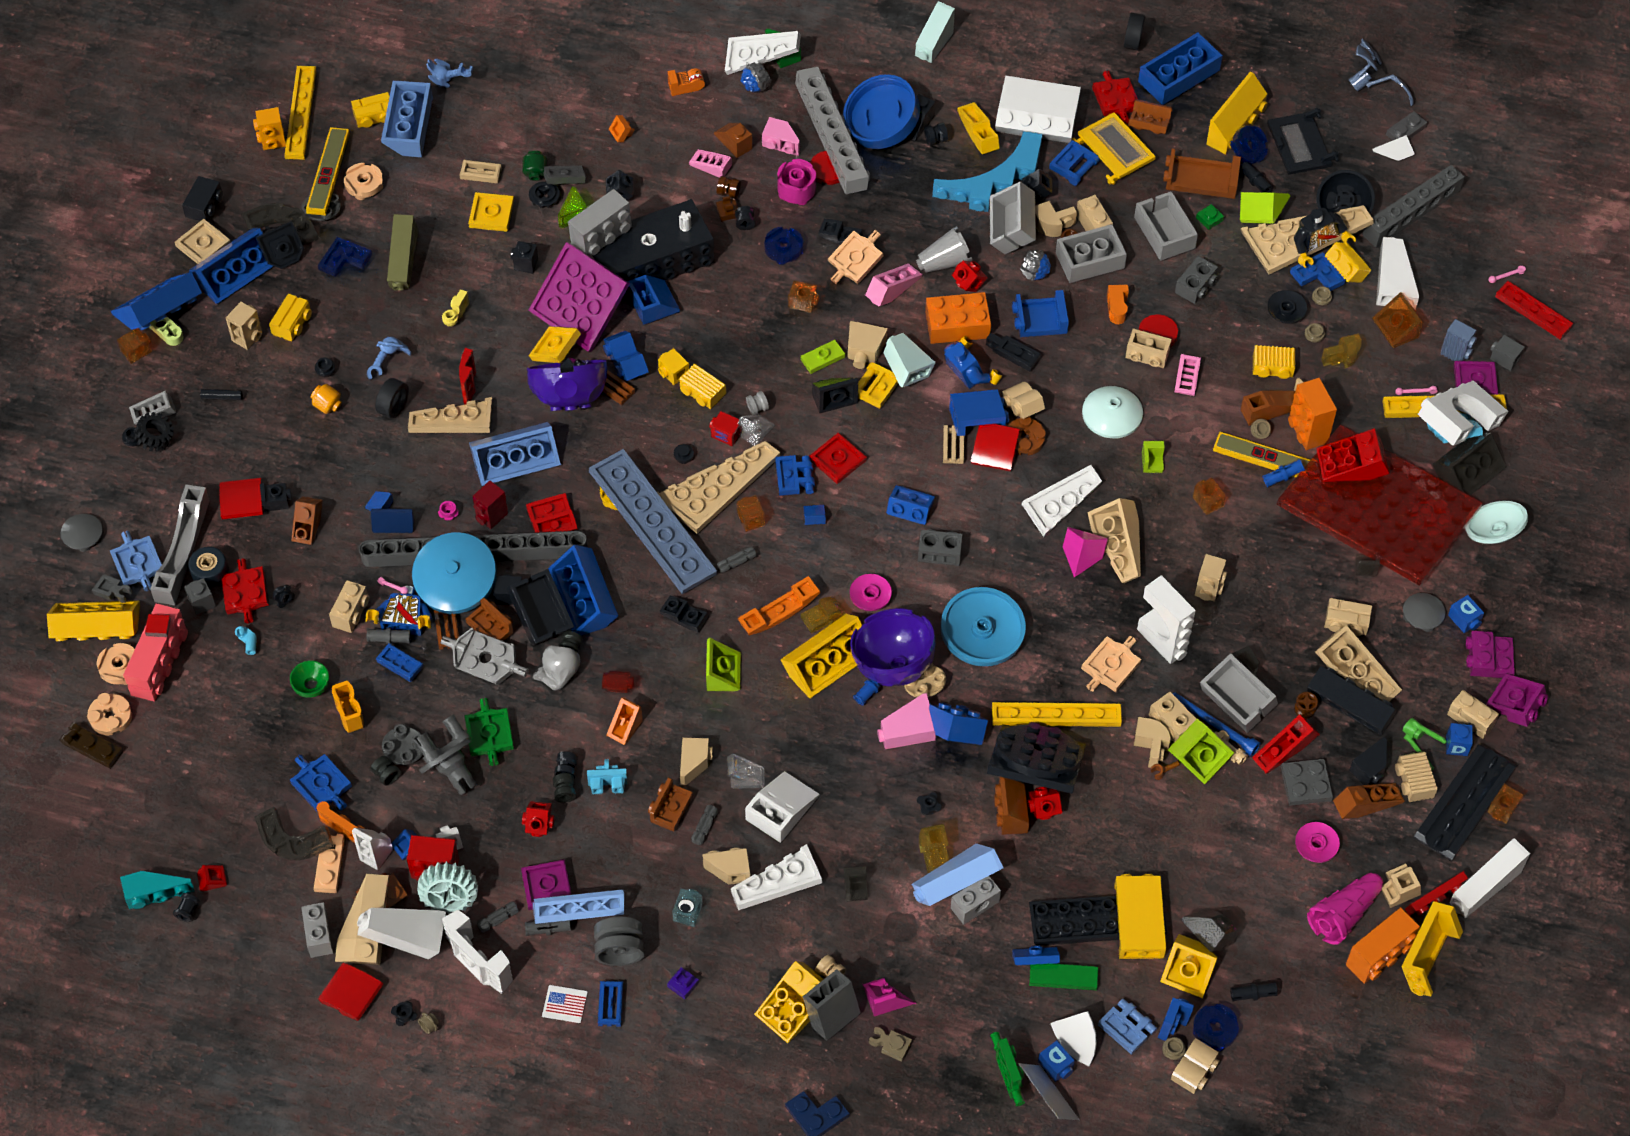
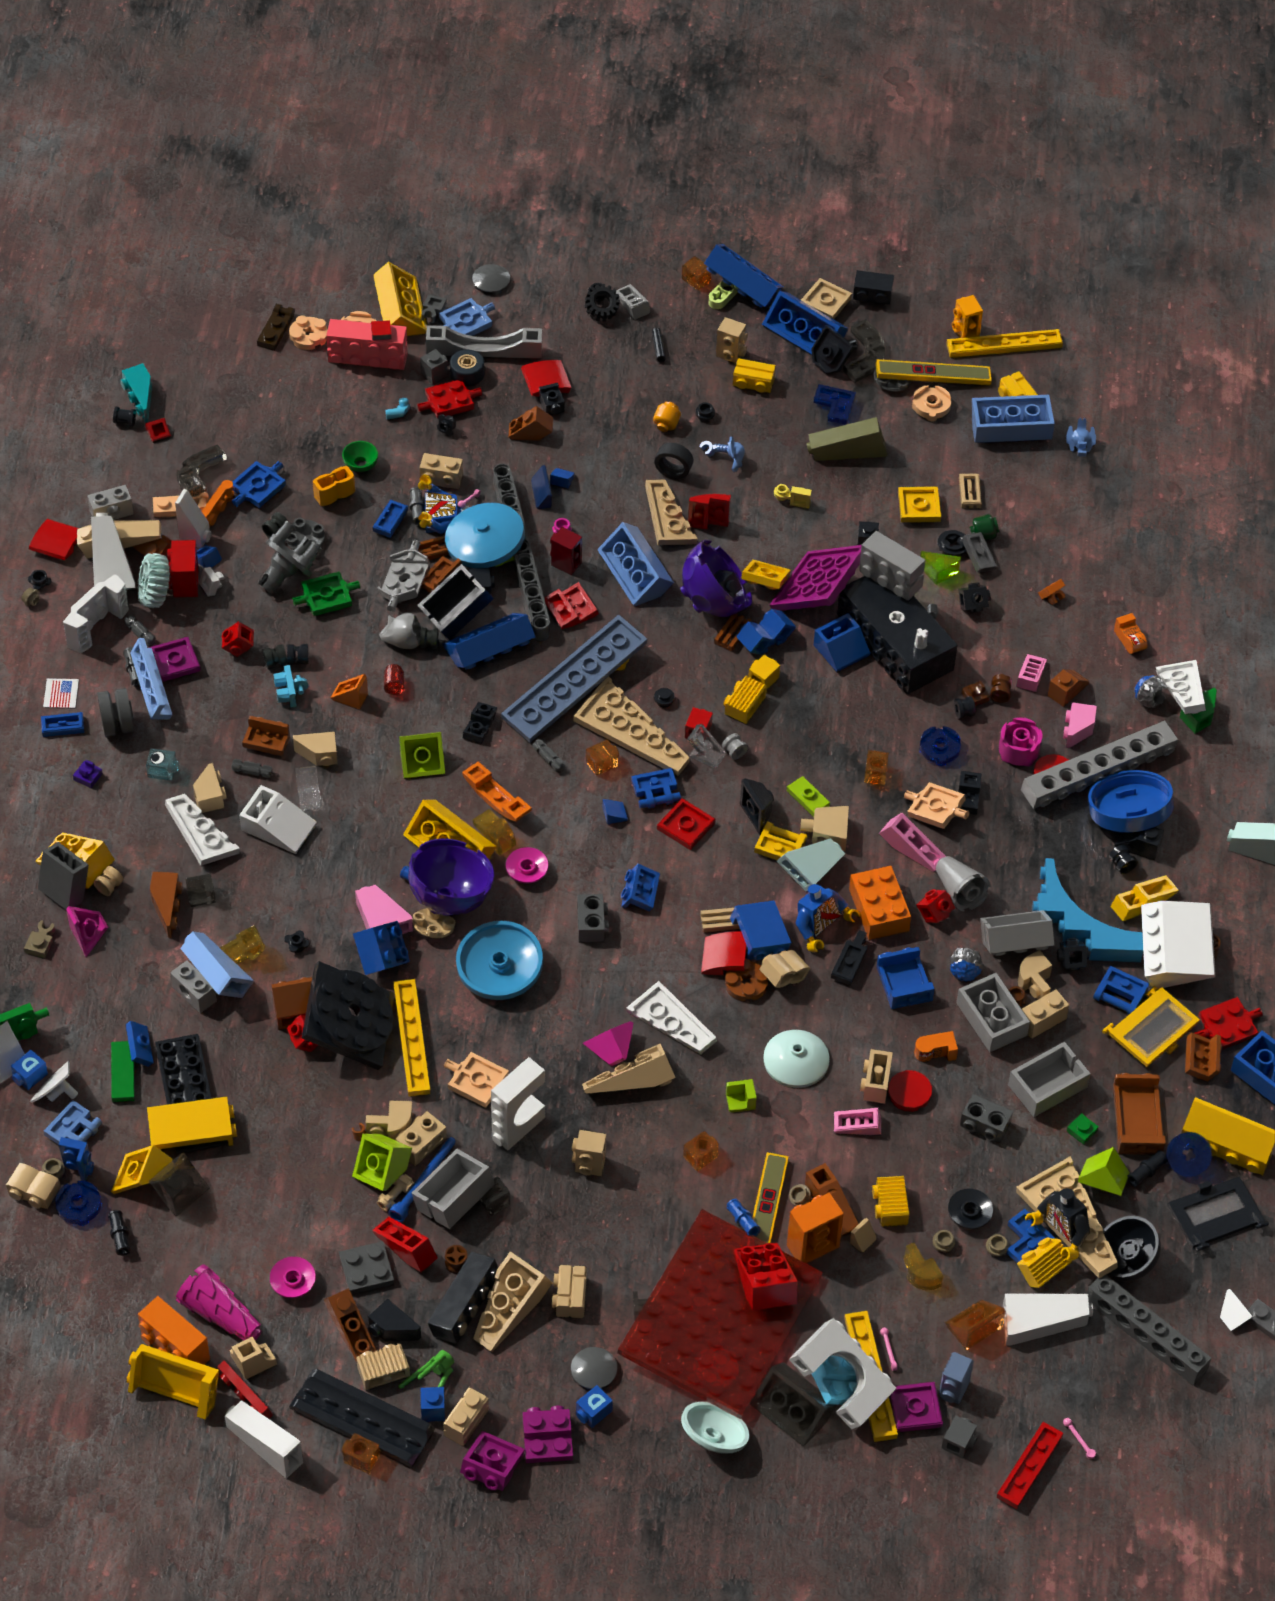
camera: 80 degrees right, 5 degrees down
(860, 918) = (164, 896): none -> dark orange slope

